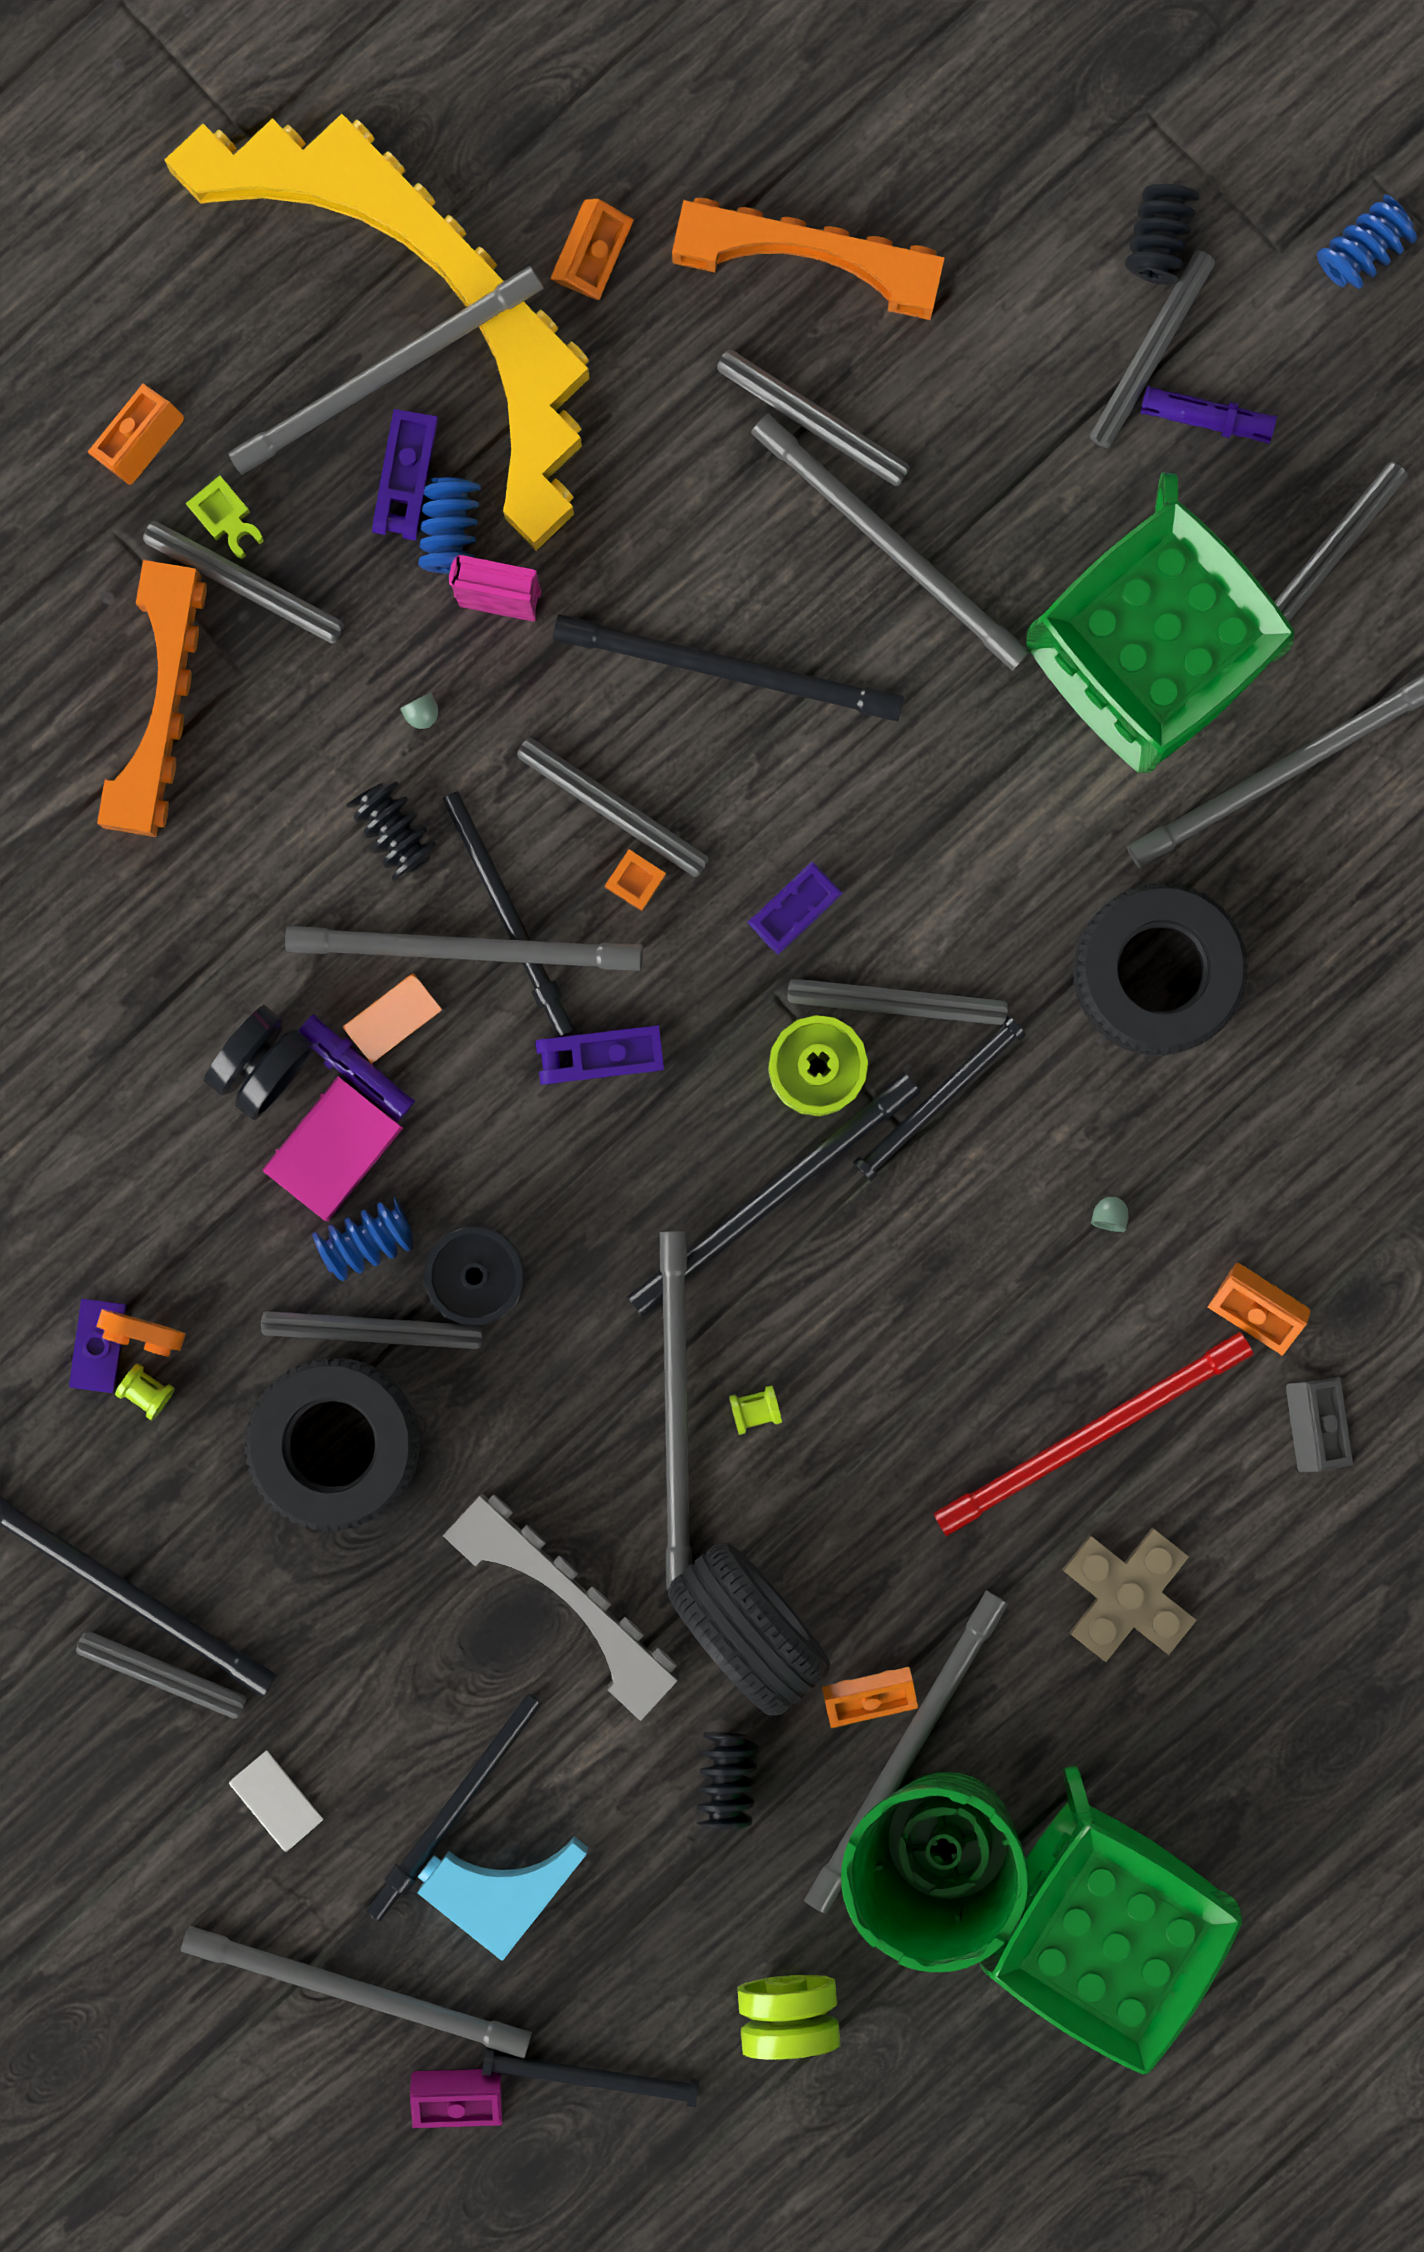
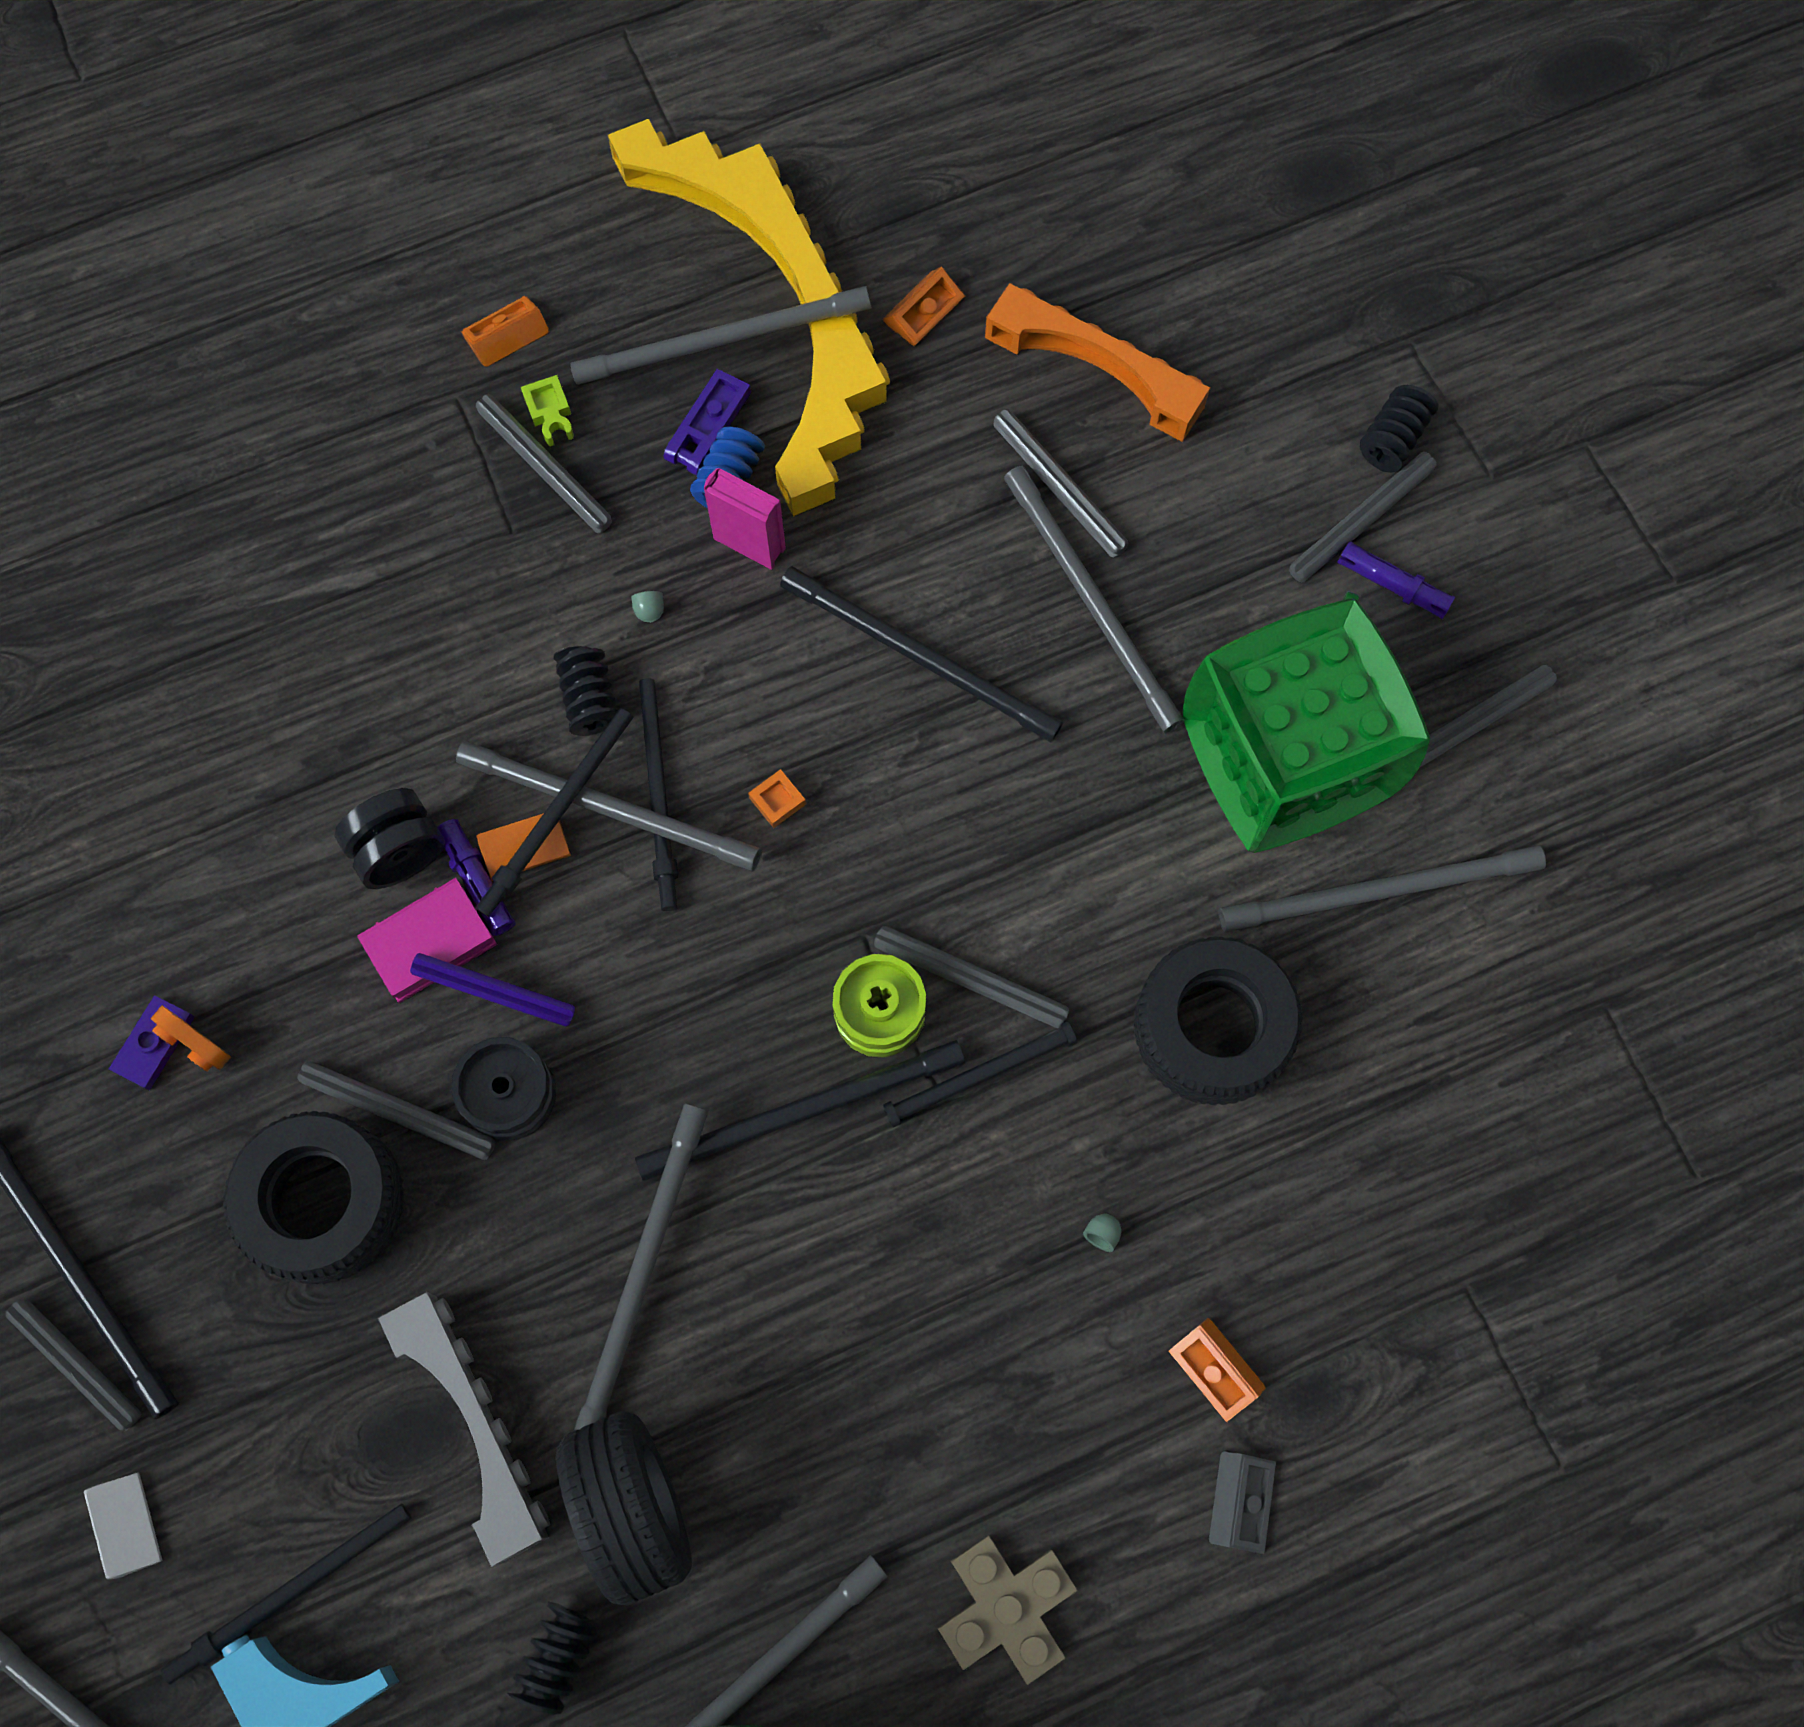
camera: 20 degrees right, 15 degrees down
(136, 796) = (385, 594): orange arch -> none
(144, 1391) = (172, 1095): lime bush -> none
(365, 1240) = (421, 1028): blue piece -> none
(394, 1060) = (507, 876): none -> black bar
(423, 1180) = (492, 989): none -> dark purple axle
(601, 1055) = (692, 936): dark purple plate -> none
(612, 807) = (781, 734): dark grey axle -> none
(755, 1409) = (713, 1301): lime bush -> none
(794, 908) = (907, 866): dark purple plate -> none
(870, 1697) = (721, 1623): orange plate -> none
(1212, 1363) = (885, 1465): red piece -> none
(1367, 243) = (1570, 488): blue piece -> none

